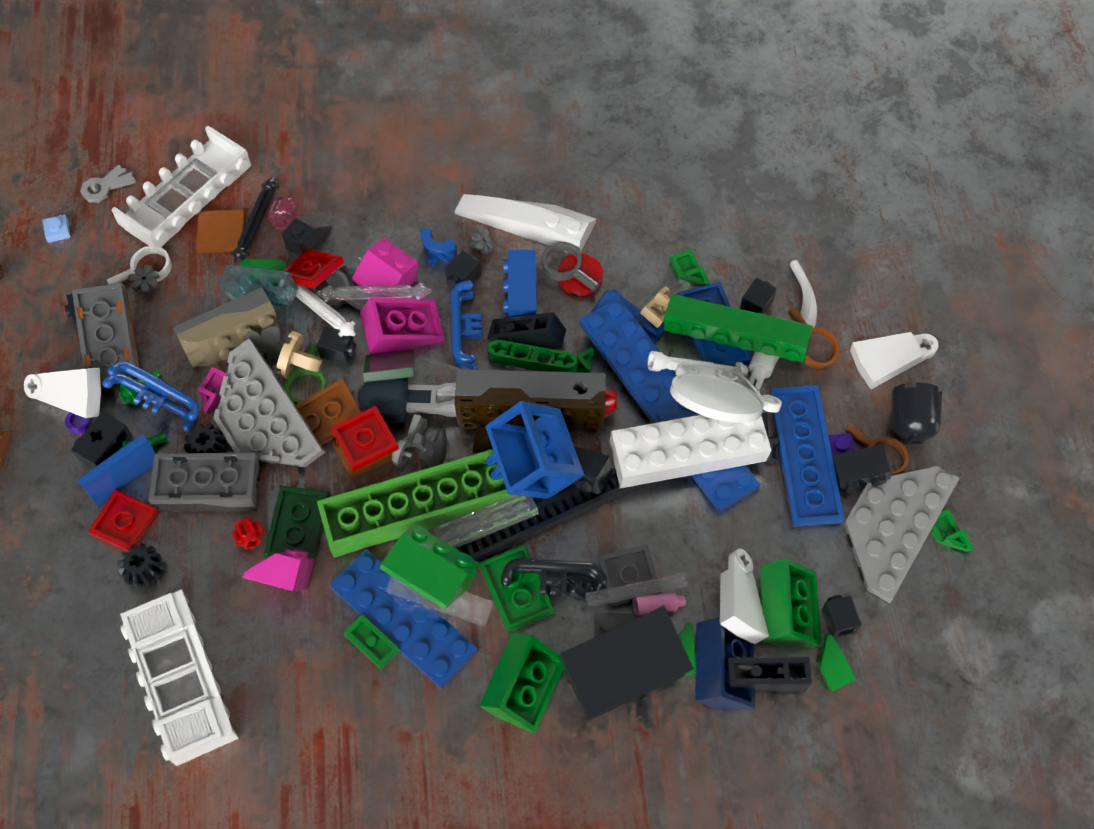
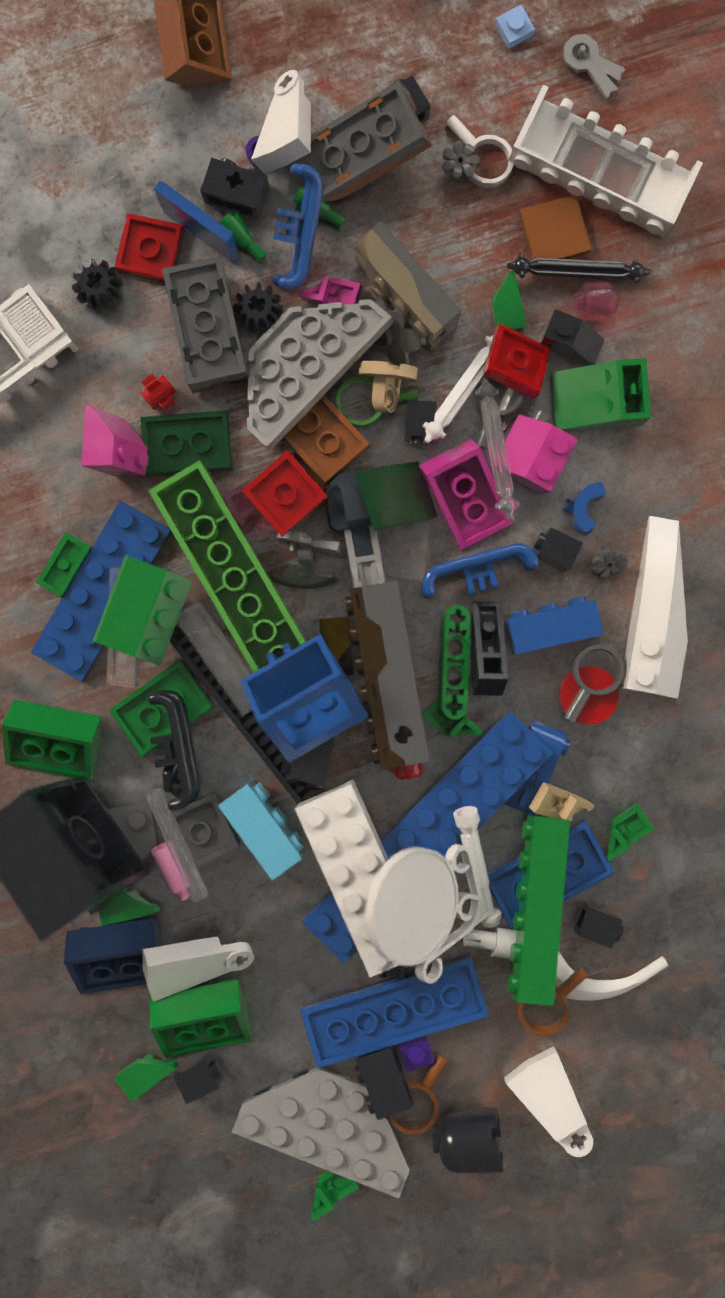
camera: 80 degrees right, 25 degrees up
(242, 280) = (475, 304): clear light blue brick -> none
(355, 219) = (602, 395): none -> green slope
(360, 478) = (240, 505): none -> clear pink brick
(635, 516) = (263, 828): none -> medium azure brick
(770, 673) = (109, 1011): black slope -> none

